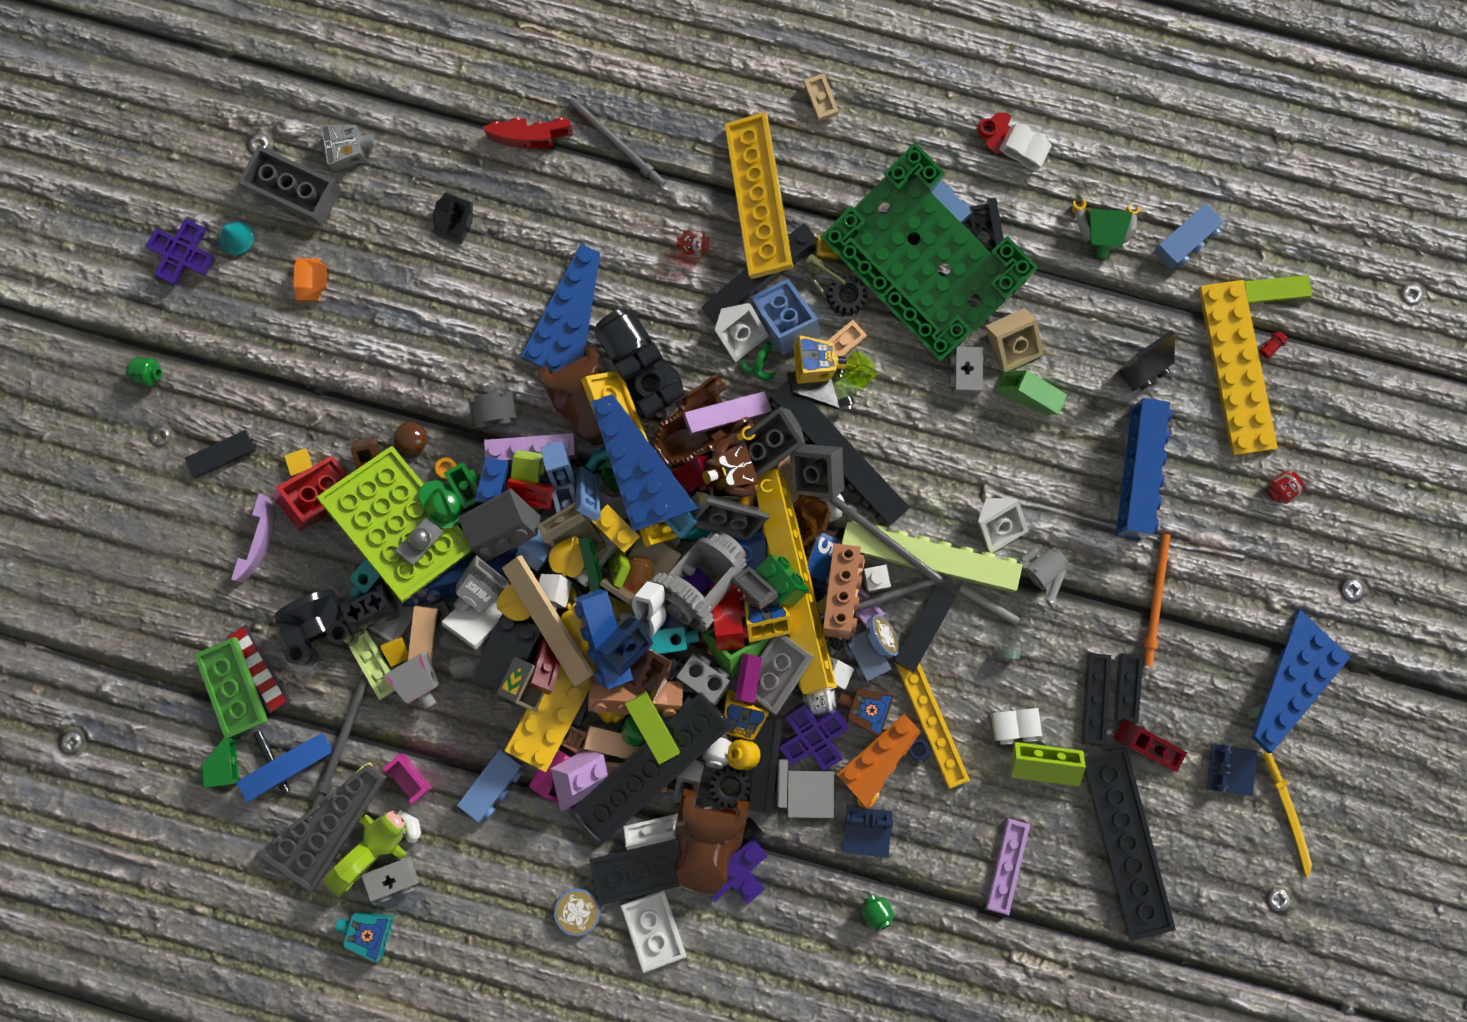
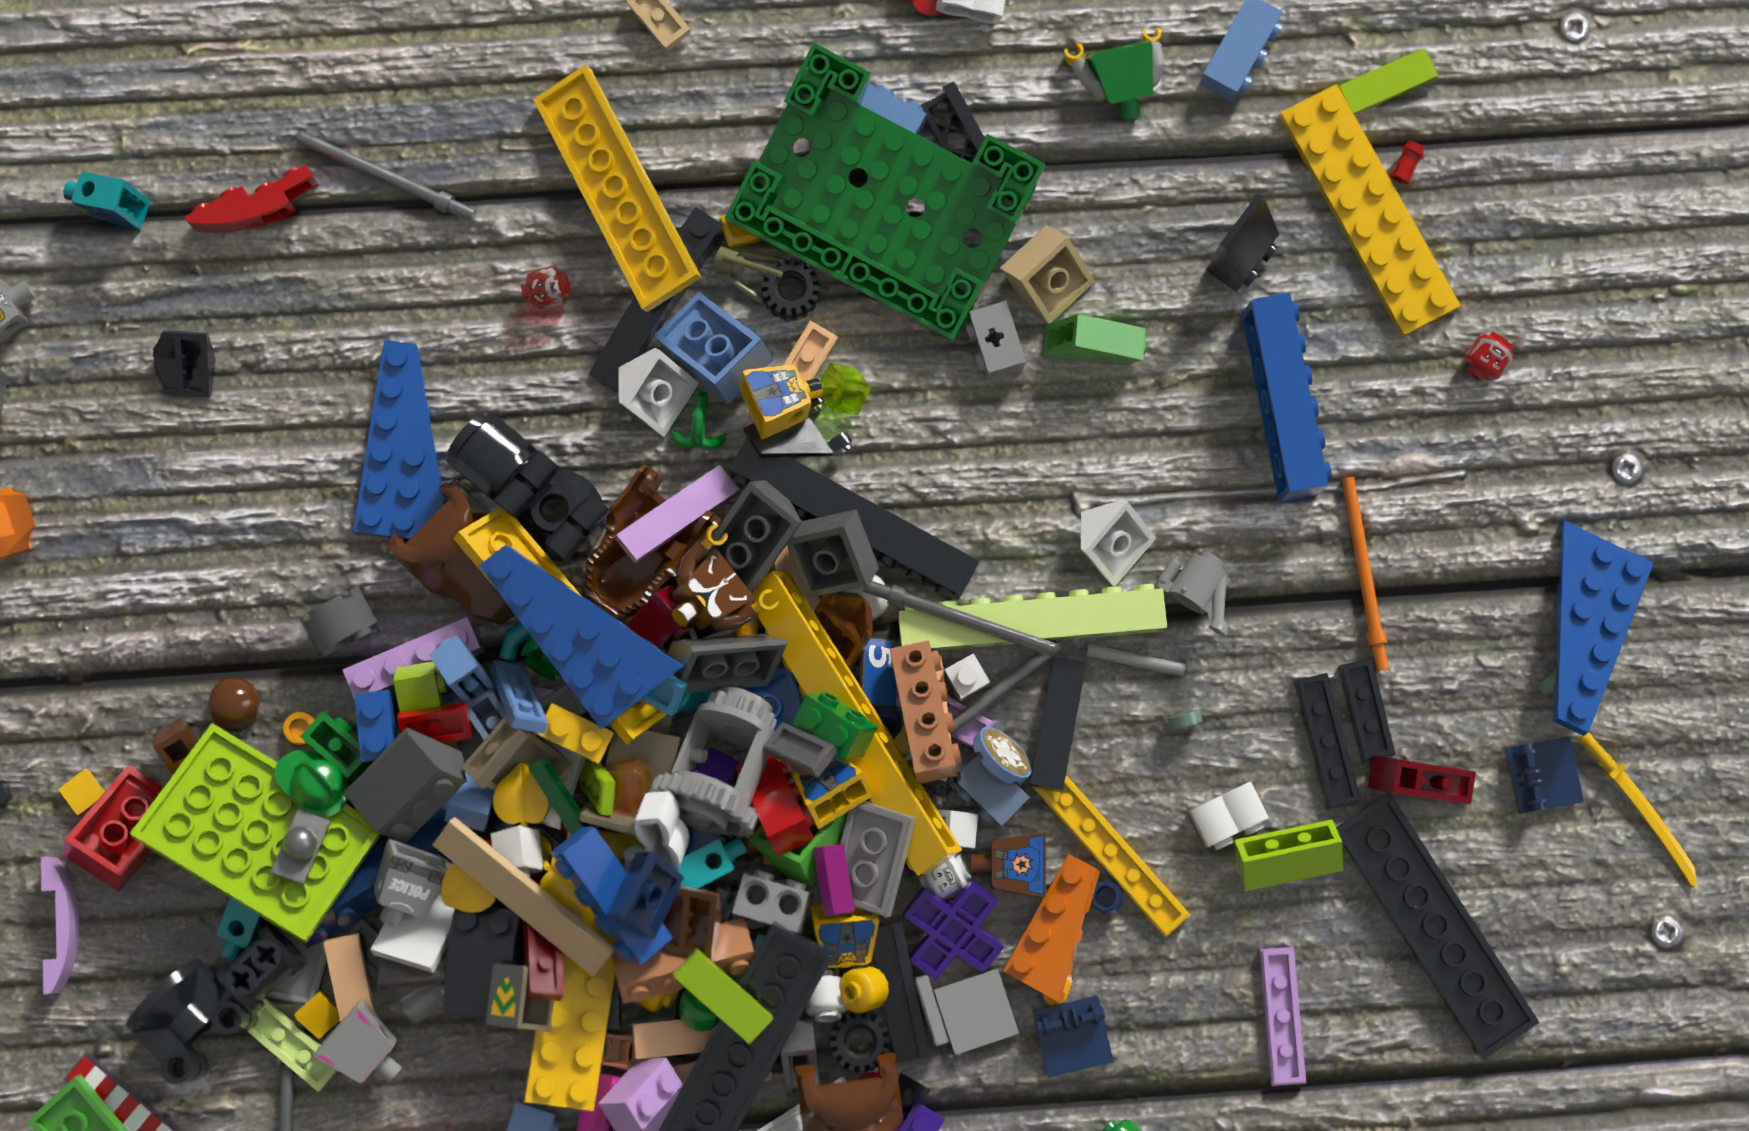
camera: 25 degrees left, 0 degrees up
(435, 95) = (108, 199): none -> teal torso

